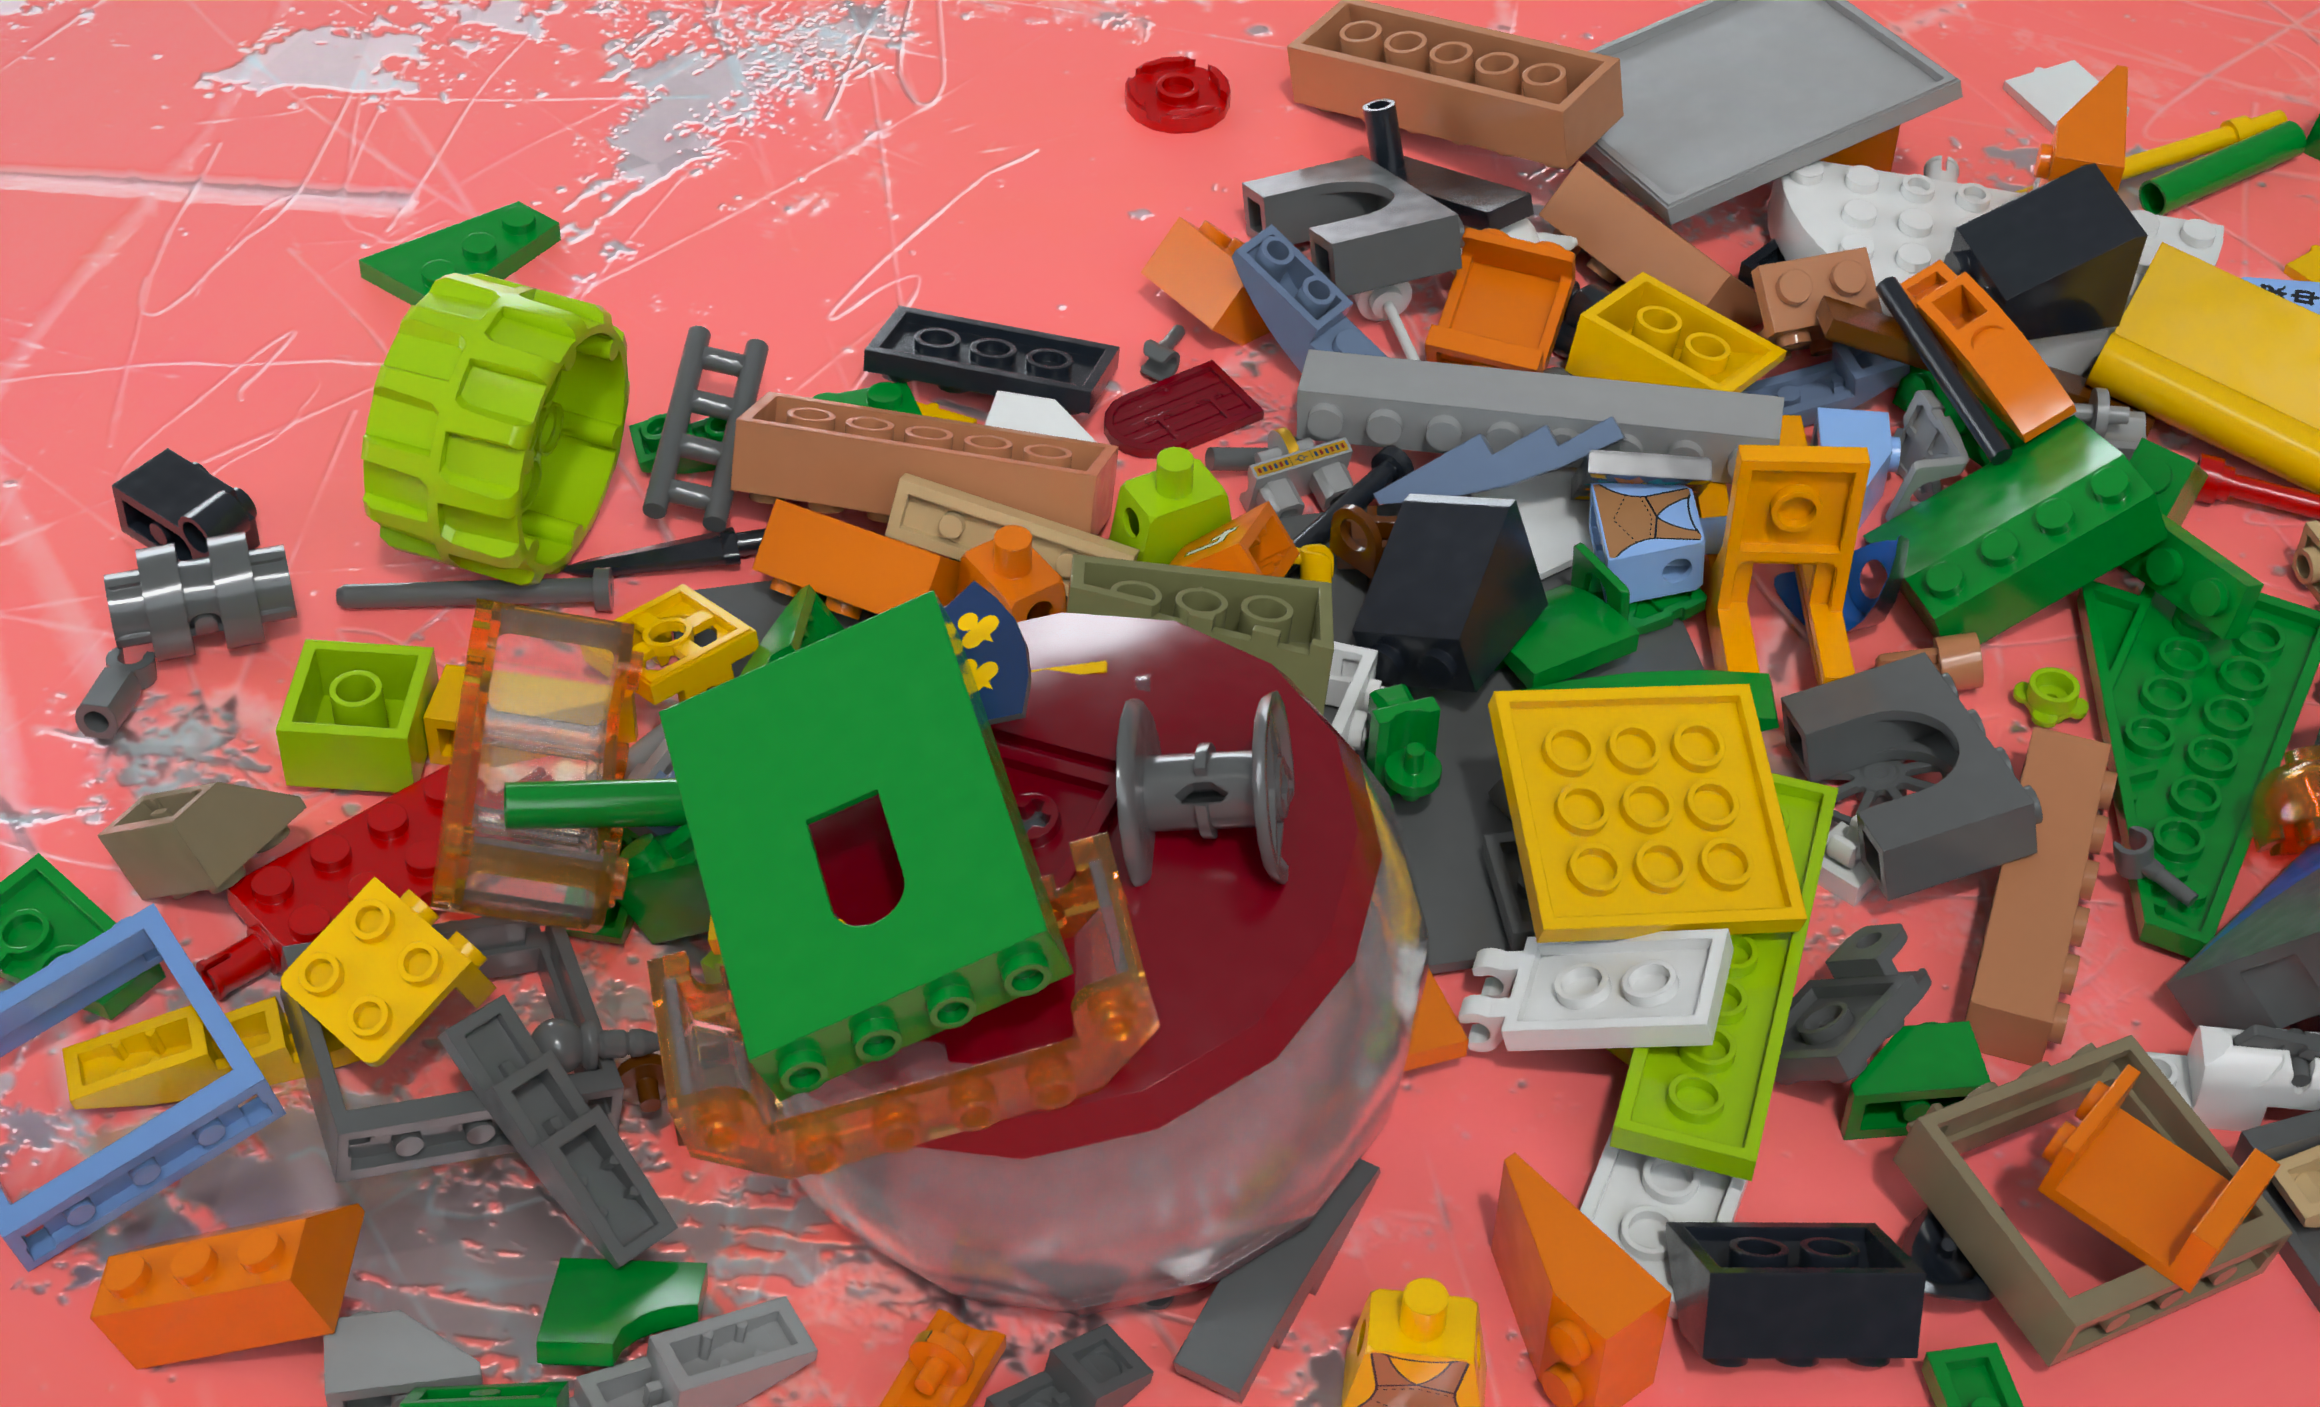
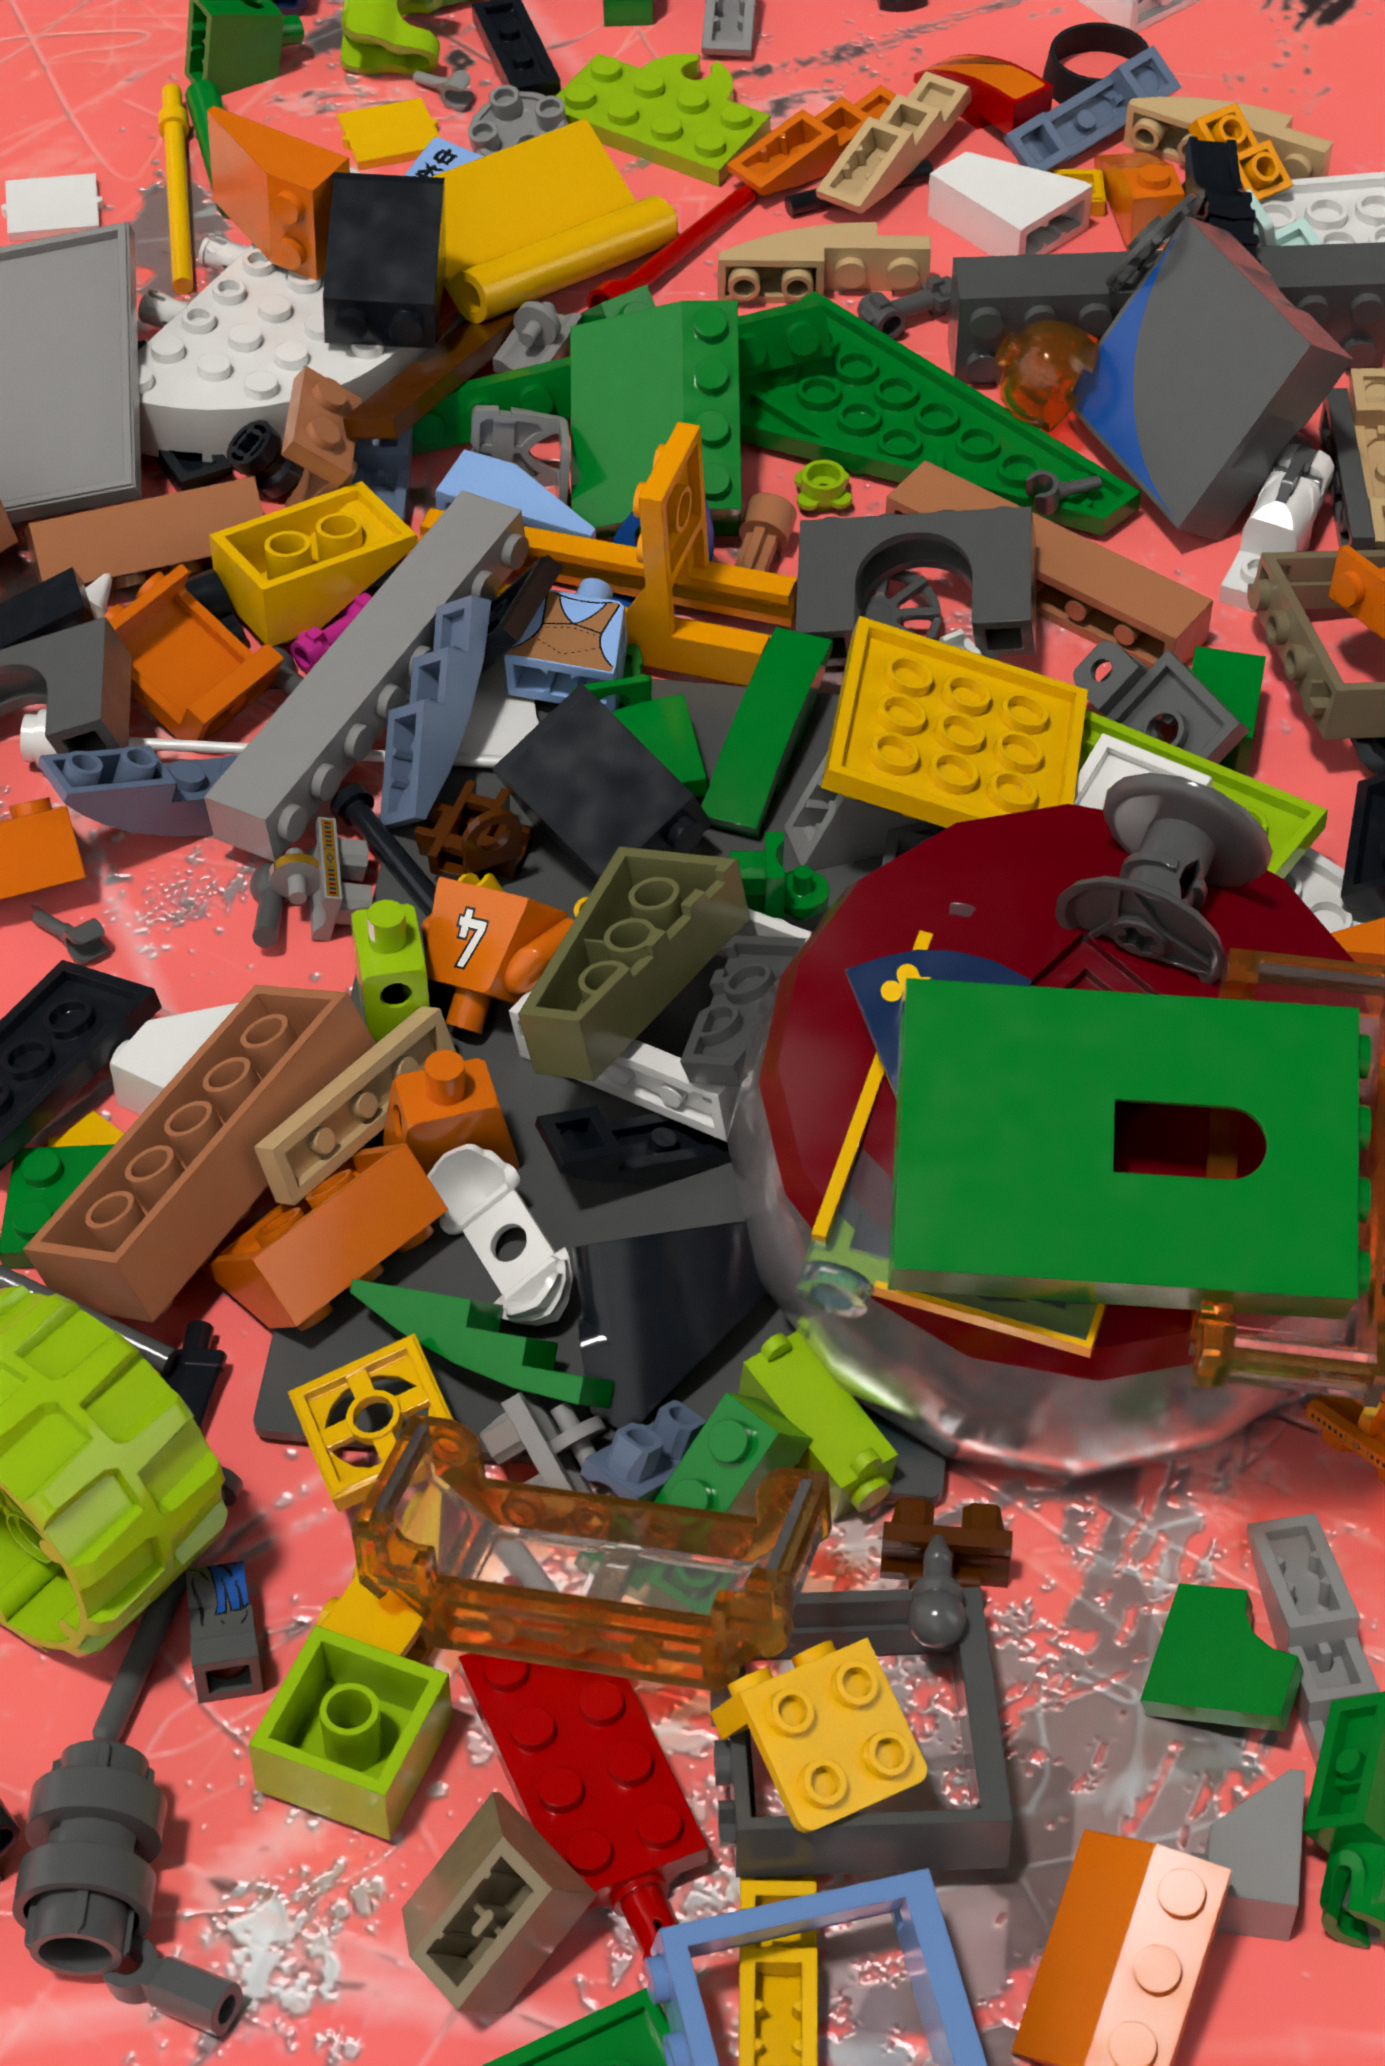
camera: 70 degrees left, 5 degrees up
(443, 622) = (222, 1632): none -> dark grey leg
(557, 1134) = (1042, 1646): dark grey slope -> none
(592, 804) = (667, 1475): green piece -> none
(1179, 412) = (165, 945): dark red window -> none
(1944, 371) = (475, 381): black bar -> none
(1989, 351) = (460, 340): orange slope -> none

